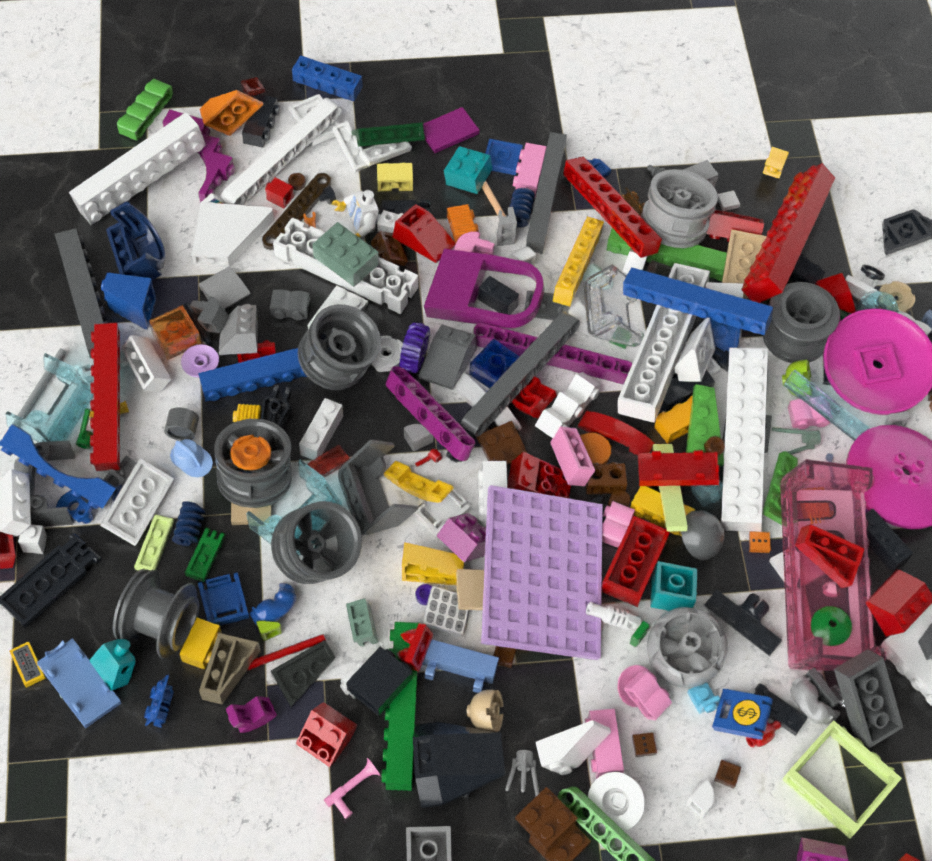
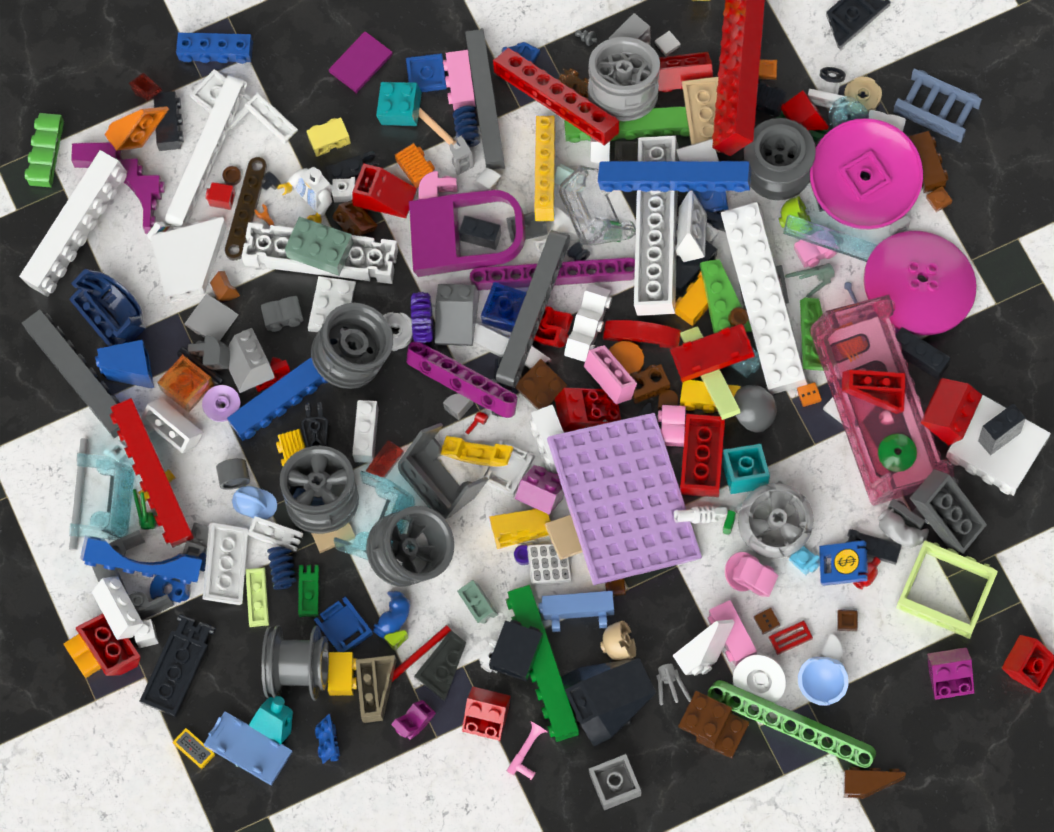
camera: 10 degrees left, 10 degrees up
(196, 491) = (274, 533): none -> white hinge
(246, 267) = (223, 288): none -> dark orange tile
(250, 452) = (317, 484): orange tile -> none
(383, 152) = (307, 110): white tile -> none
(389, 134) = (305, 92): dark green fence -> none
(419, 642) = (538, 603): red tile -> none
(582, 341) = (577, 252): none -> black wheel
(663, 778) = (794, 644): none -> red tile
(683, 825) = (823, 680): none -> light blue cylinder
(745, 619) = (819, 474): black plate -> none
(813, 250) = (768, 69): none -> orange tile

